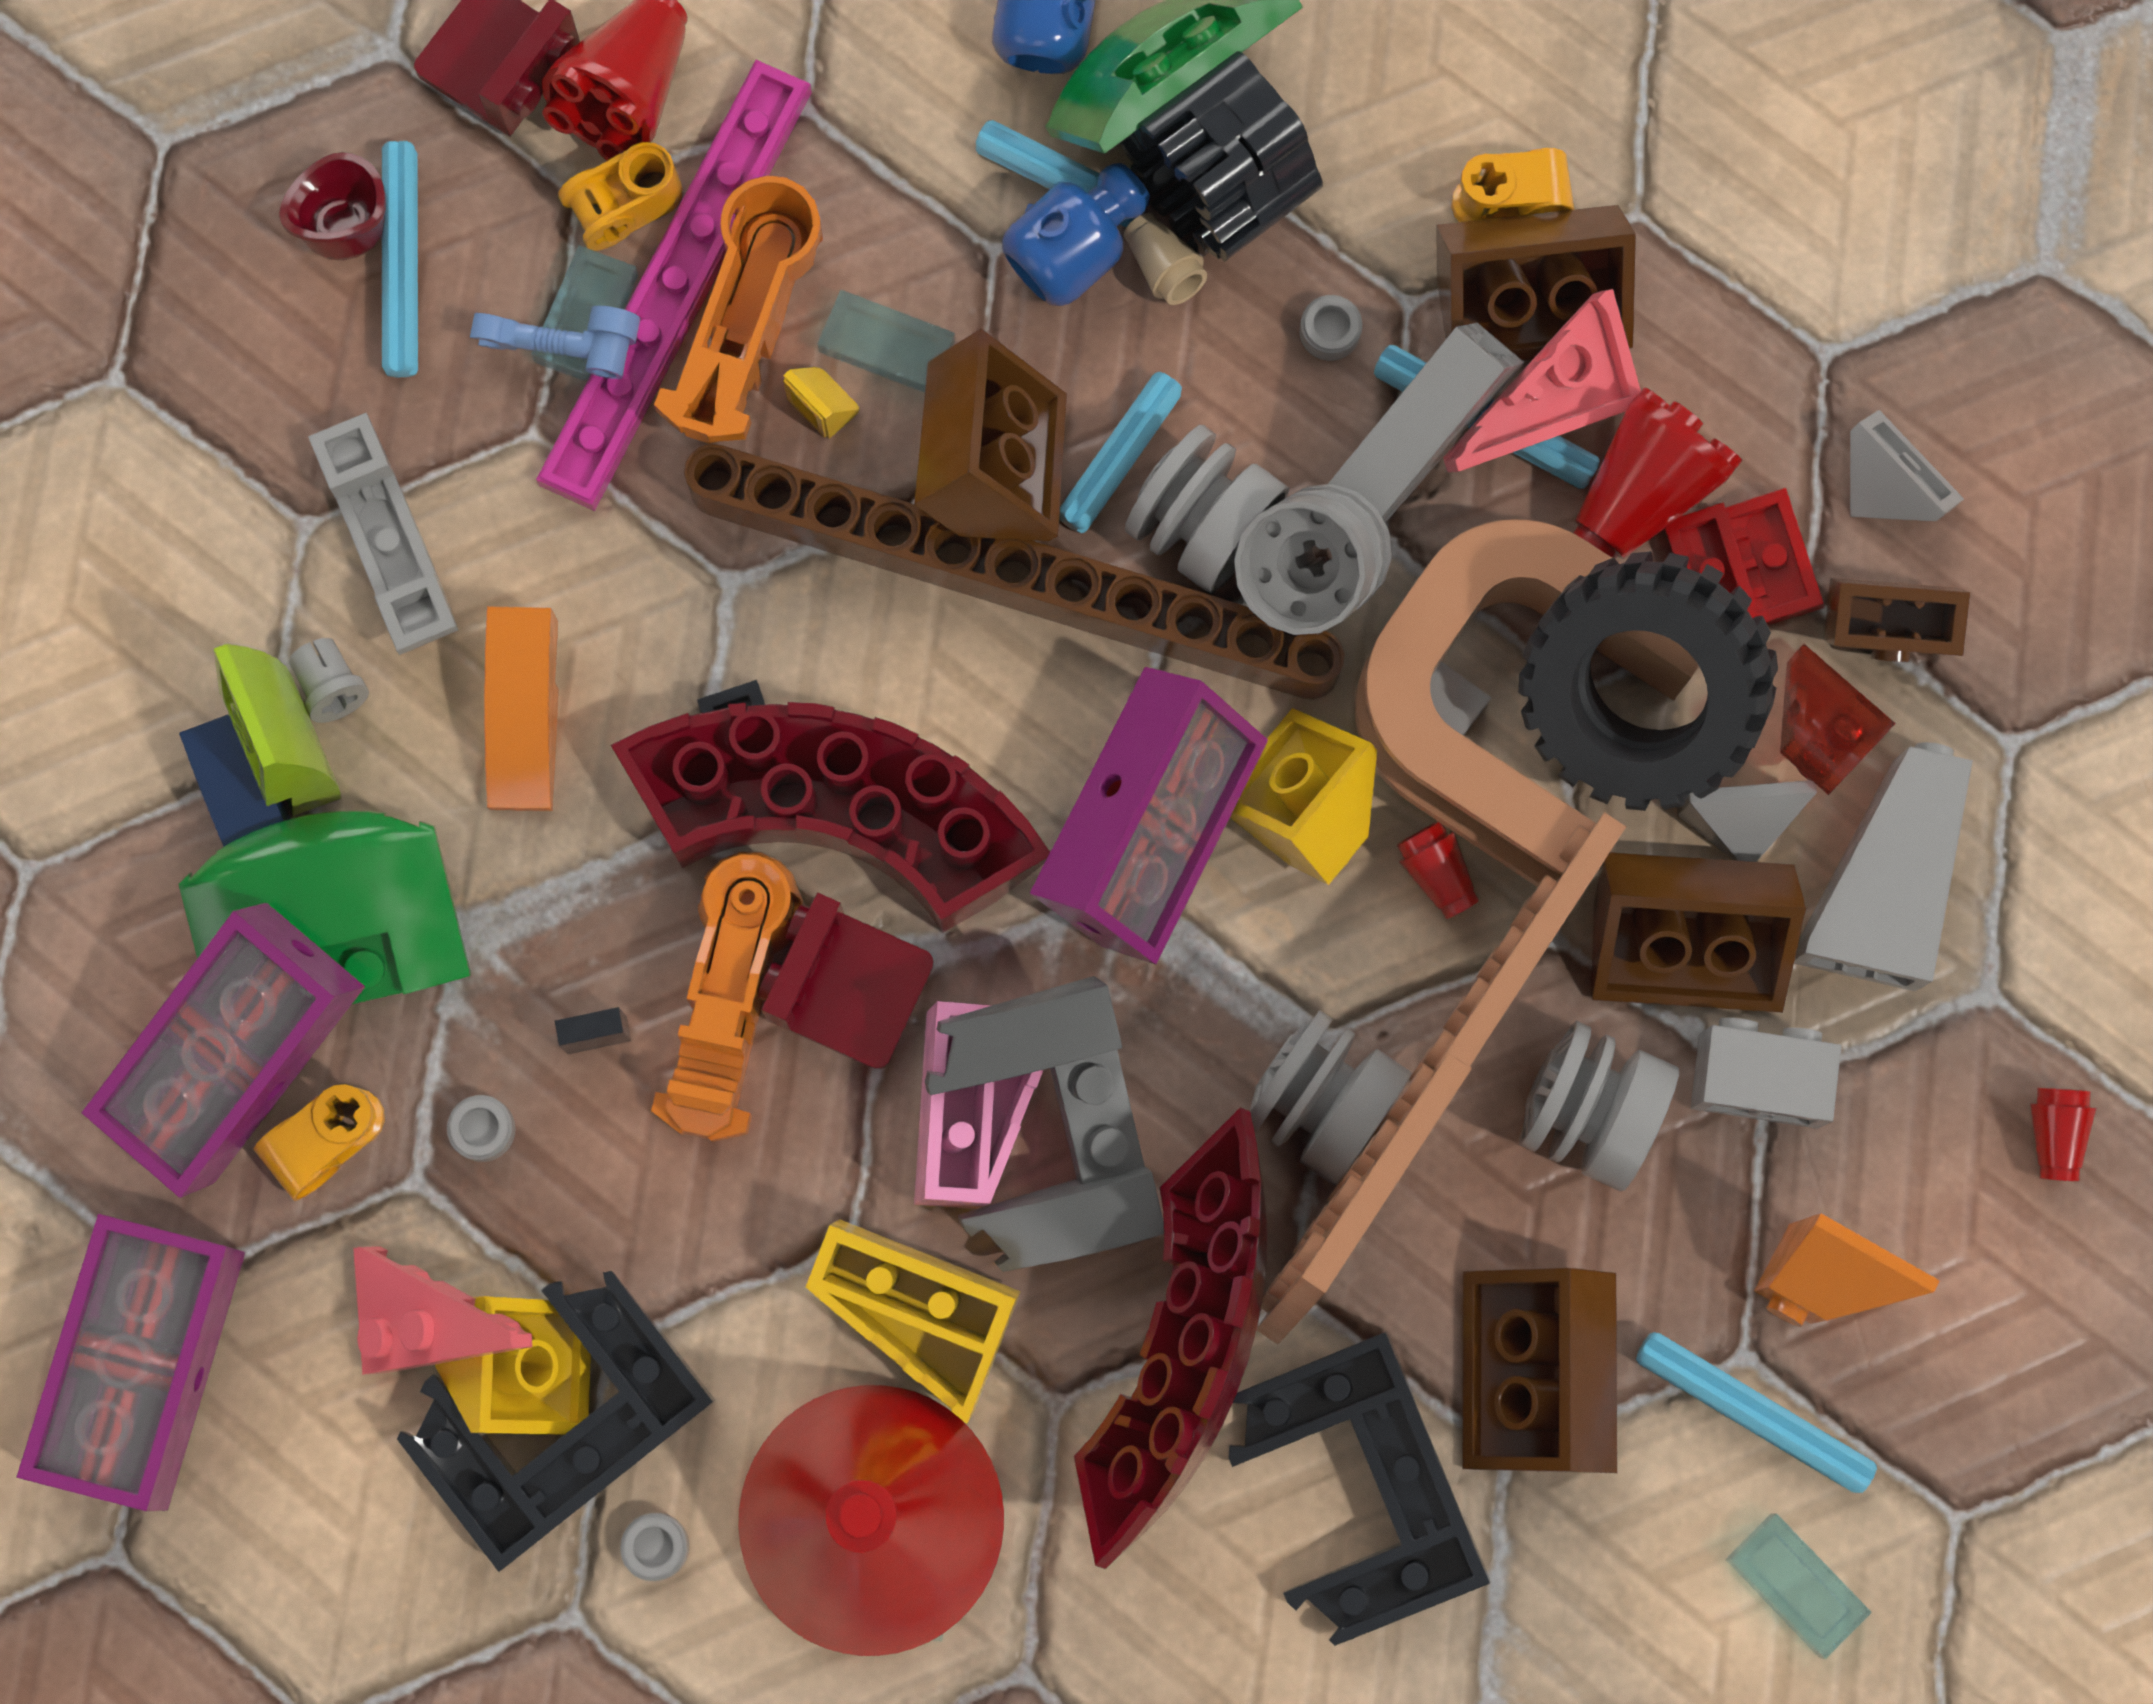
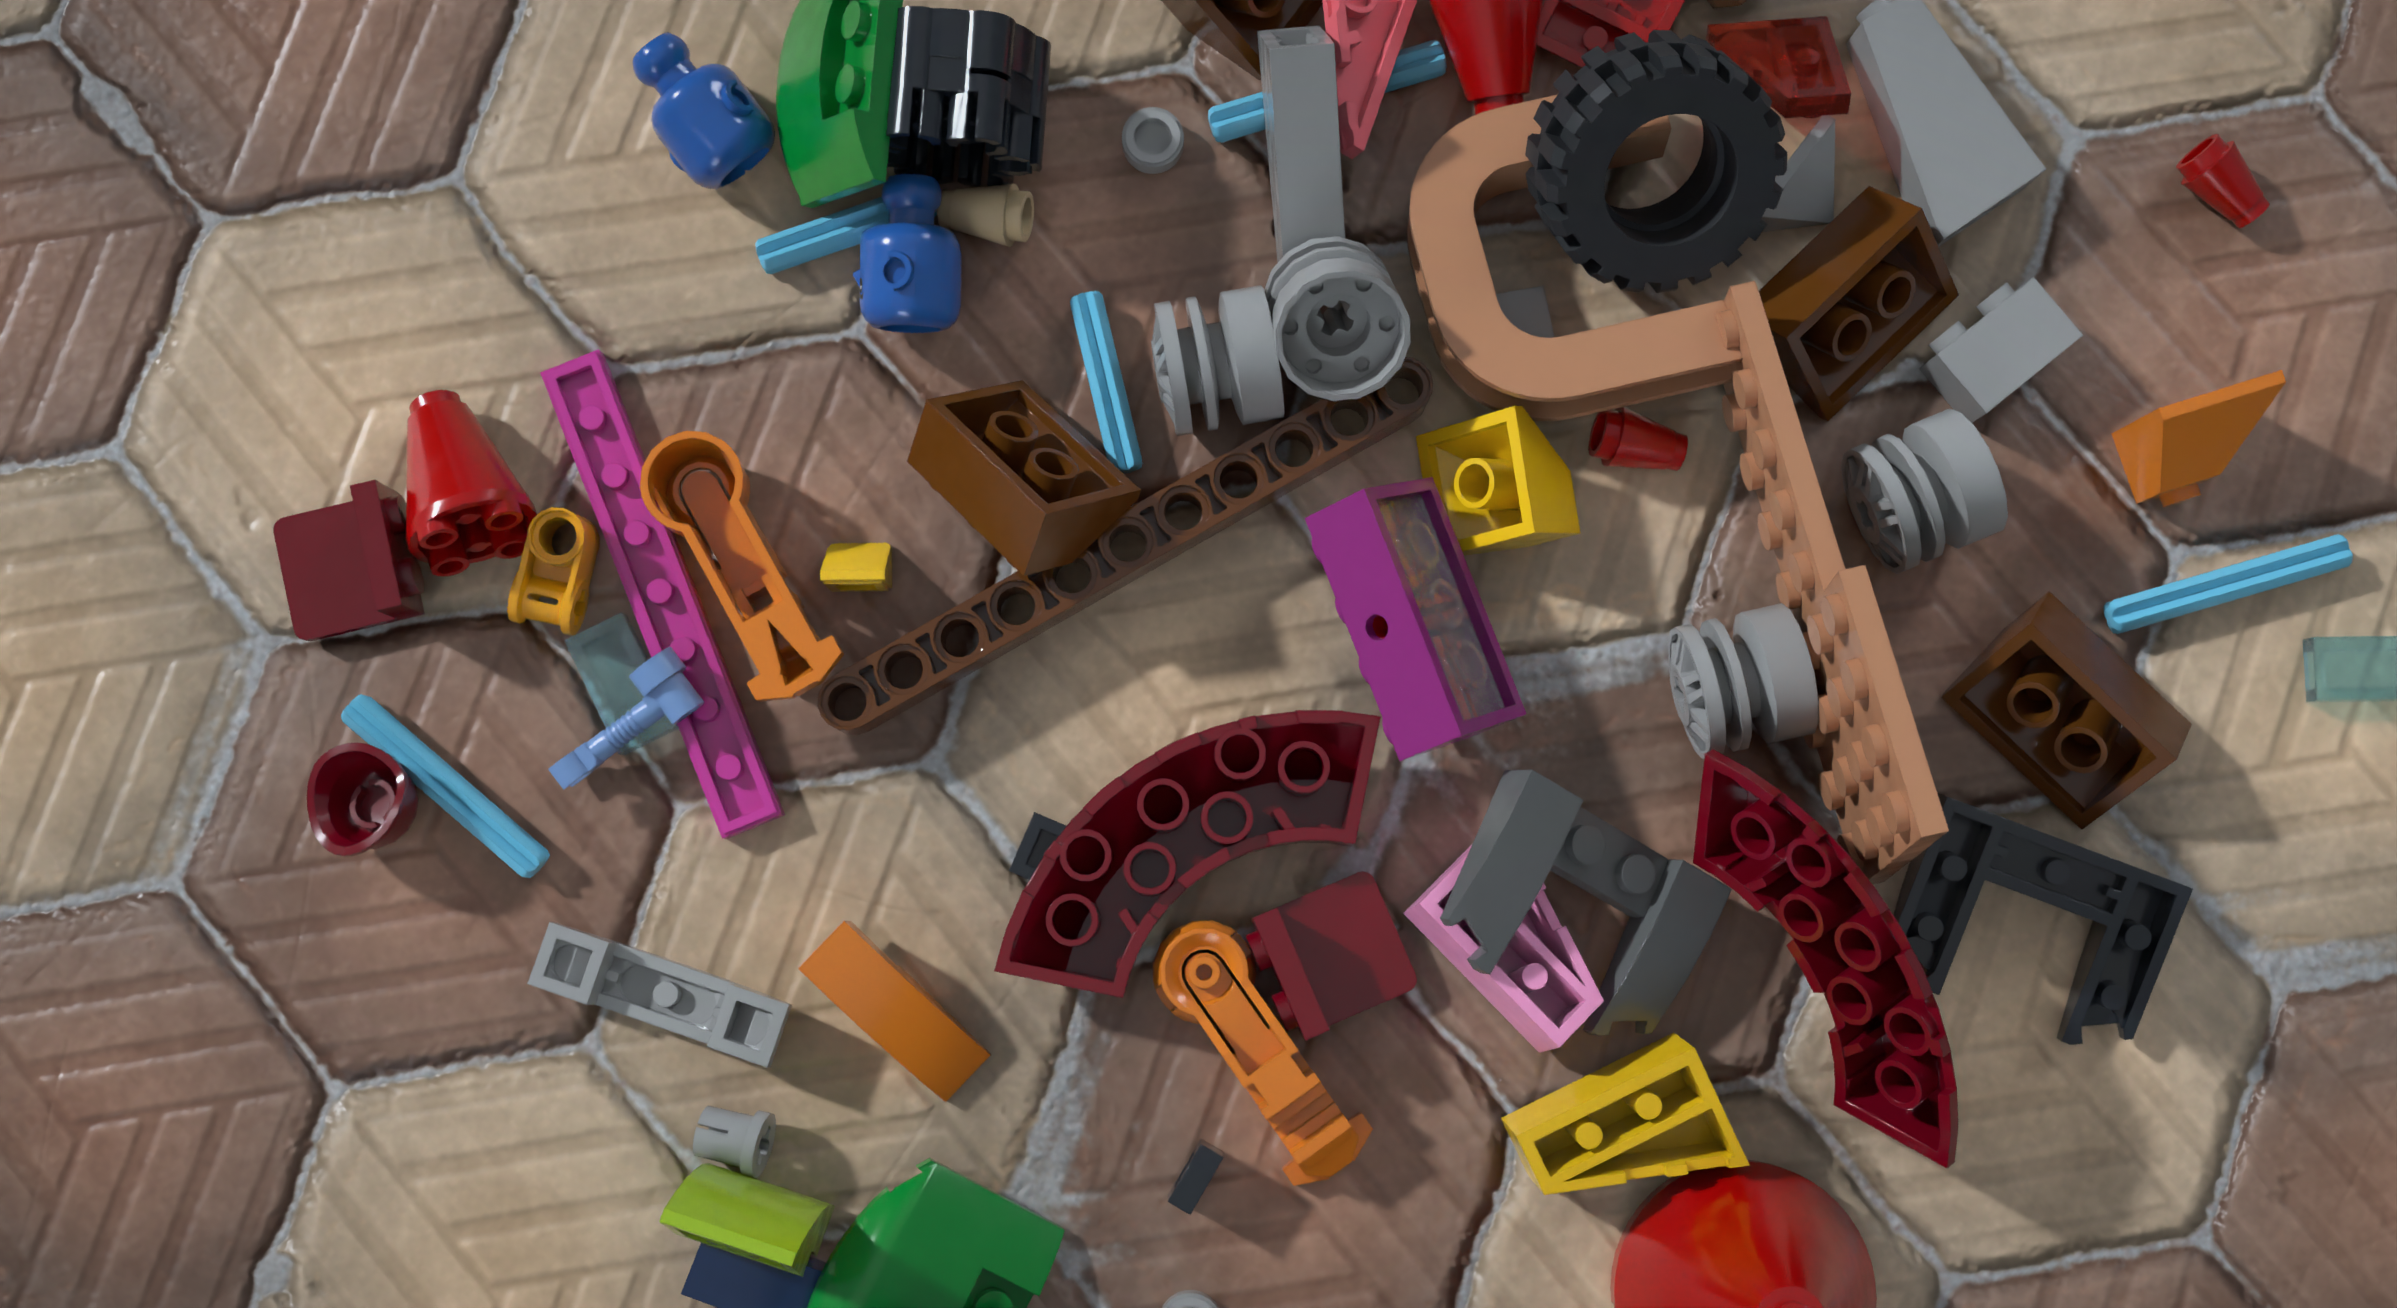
camera: 45 degrees left, 5 degrees up
(882, 340) = (855, 478): clear light blue tile -> none

